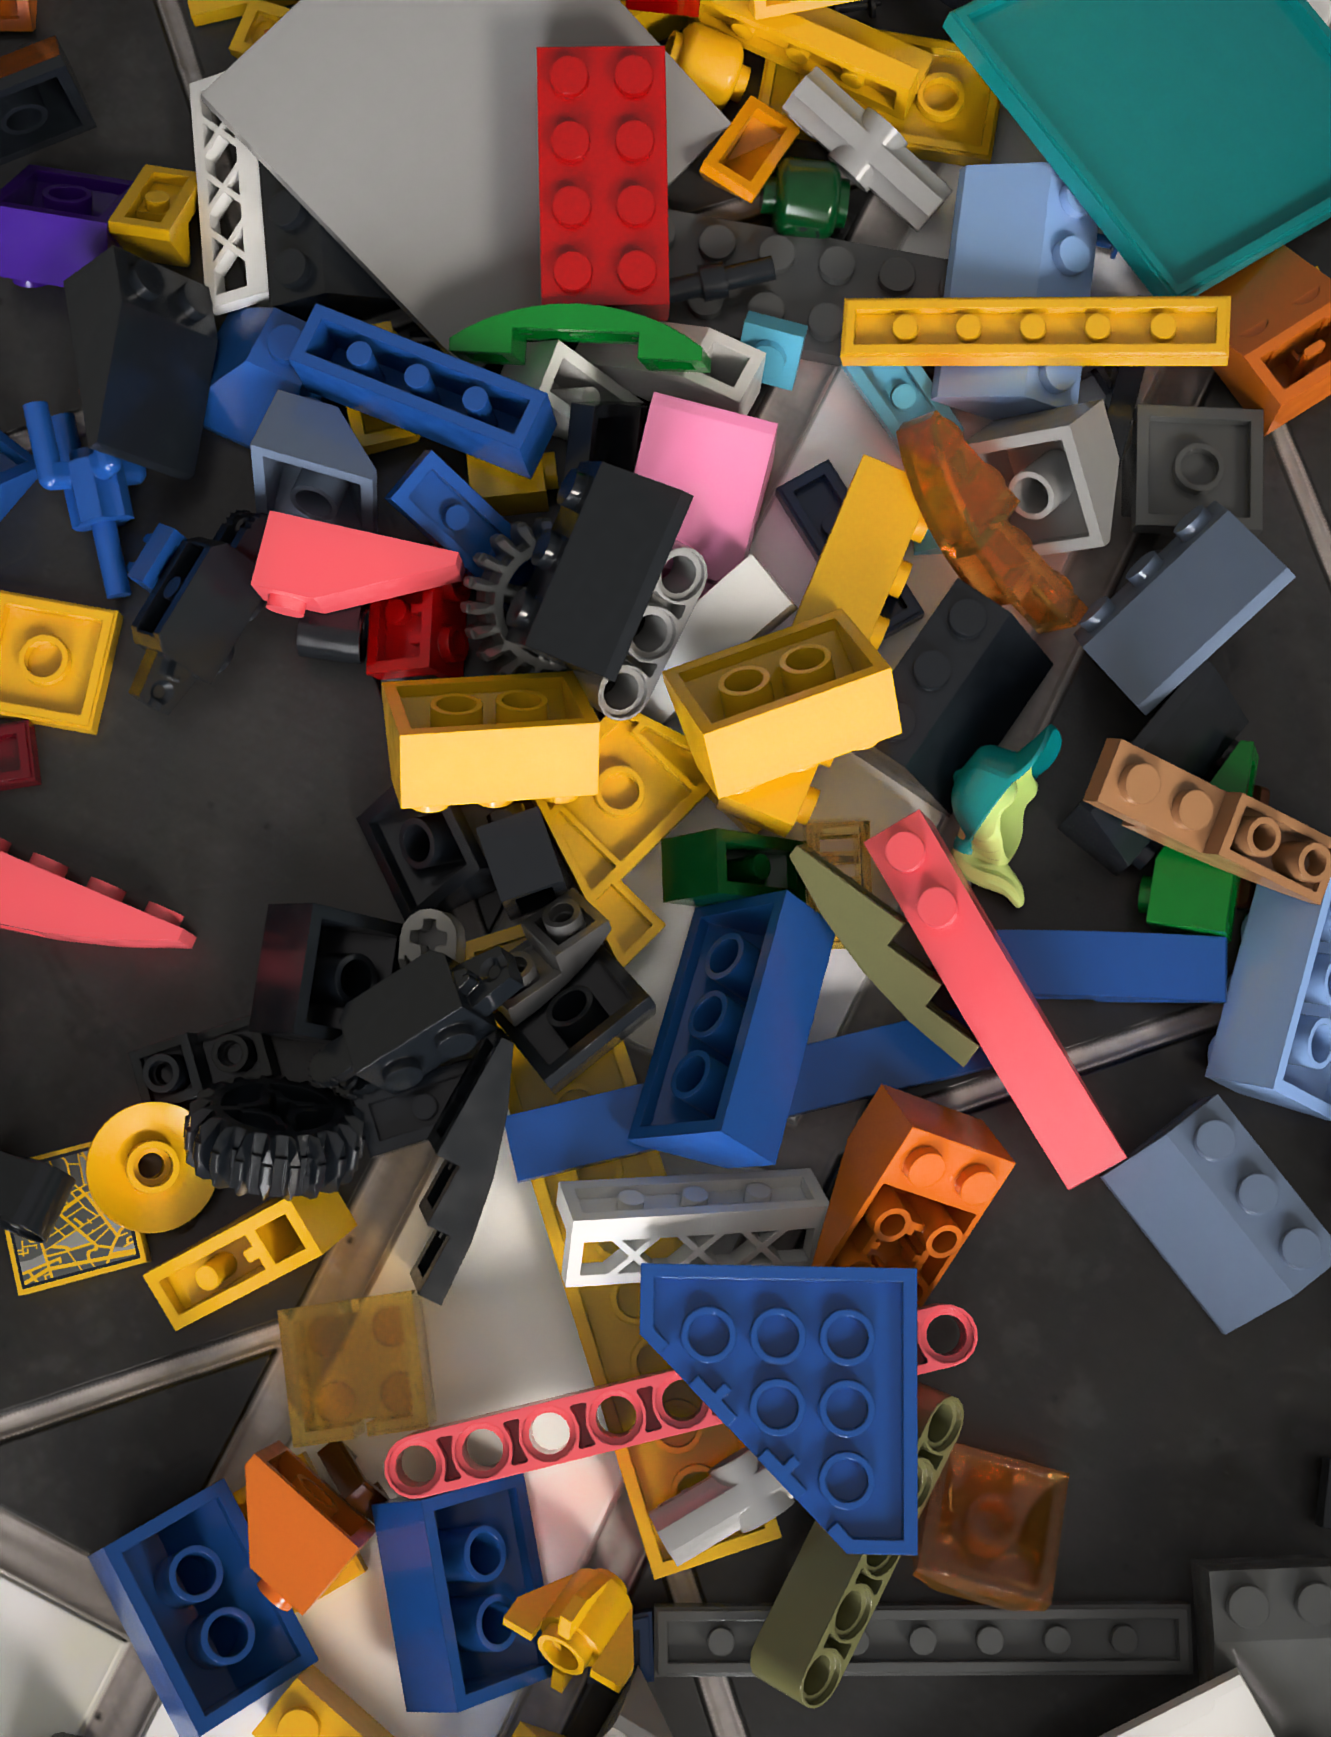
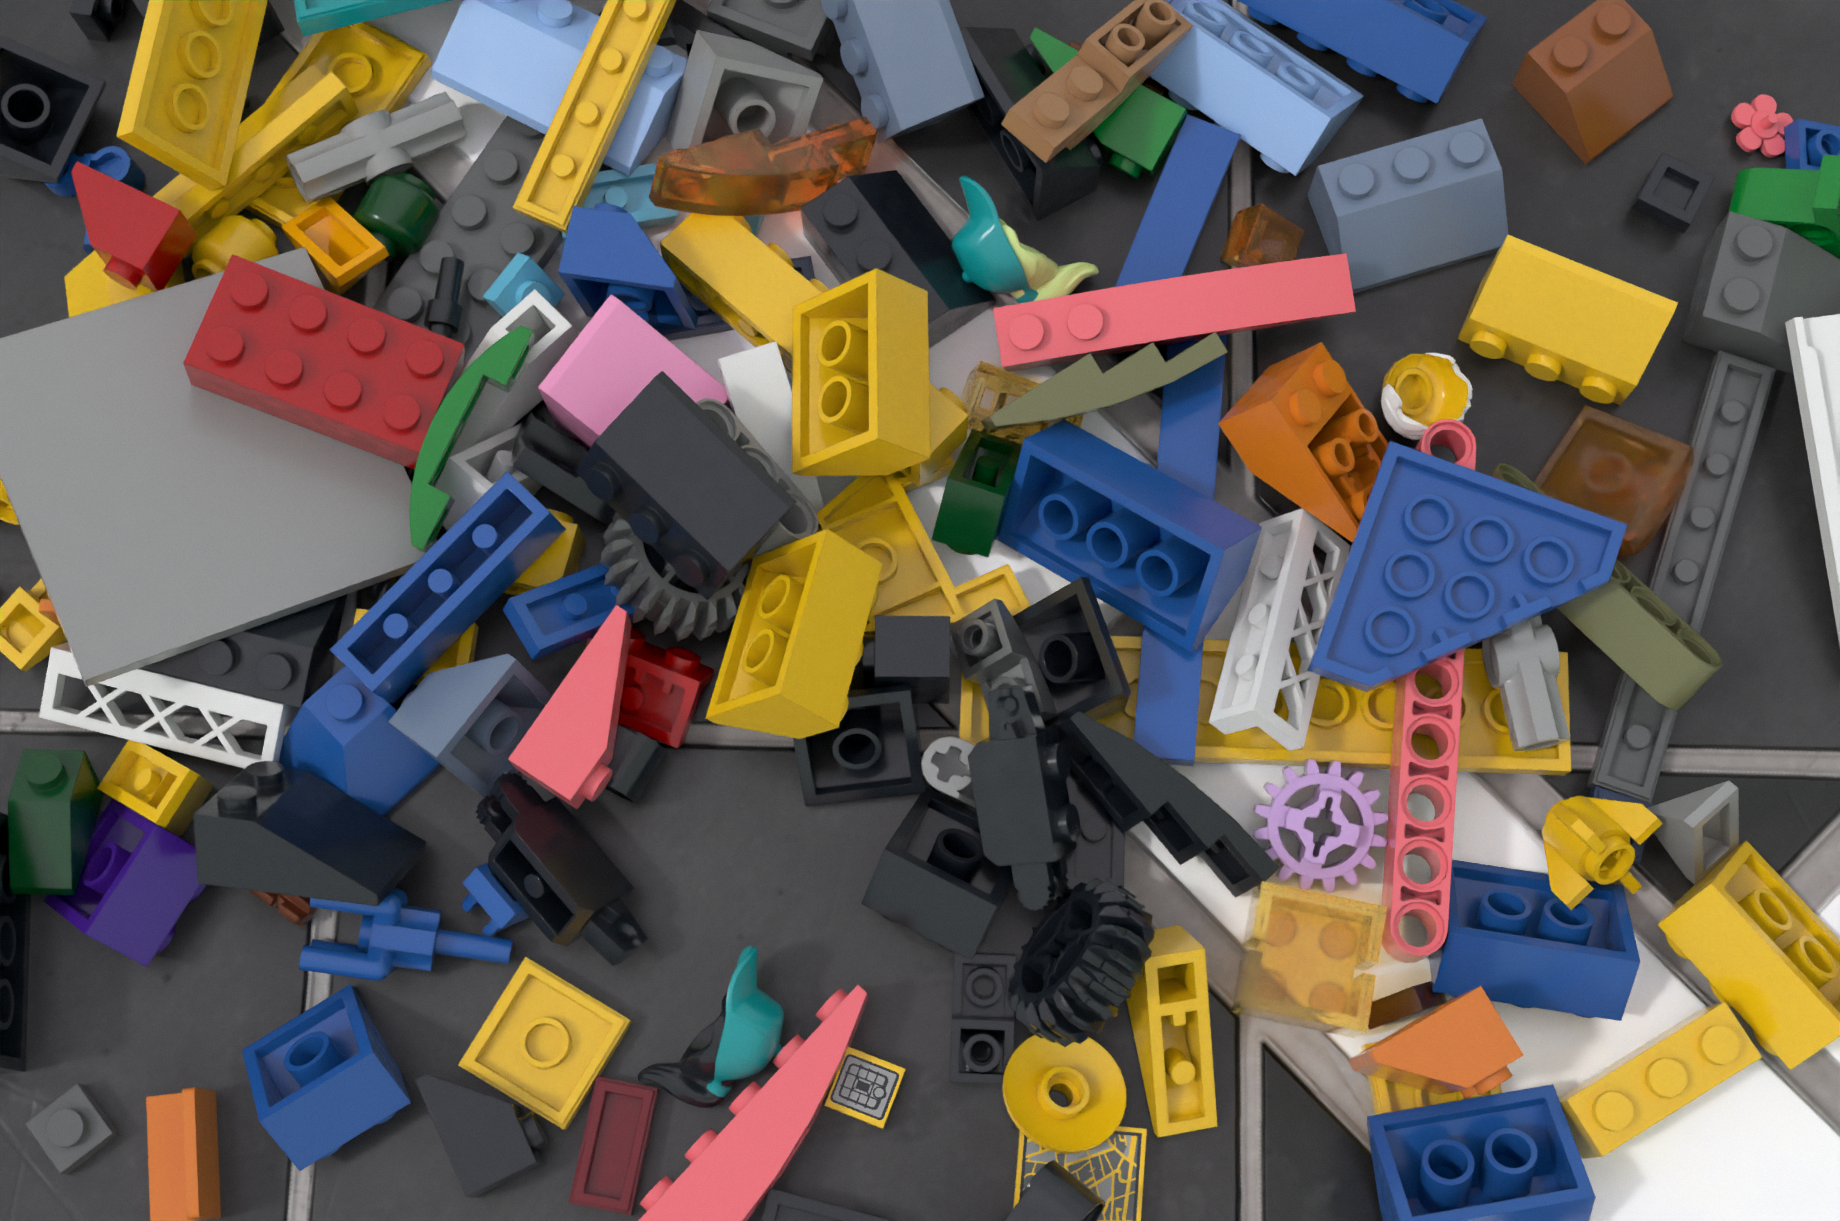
camera: 70 degrees left, 5 degrees down
(91, 831) = (730, 1047): none -> teal hair
(92, 134) = (51, 820): none -> dark green slope
(100, 975) = (865, 1088): none -> tile
(502, 1357) = (1327, 796): none -> lavender gear
(825, 427) = (613, 256): none -> blue slope
(1010, 1295) = (1423, 391): none -> yellow hair
(1122, 1068) = (1260, 238): none -> clear orange slope
(1145, 1422) = (1565, 321): none -> yellow slope

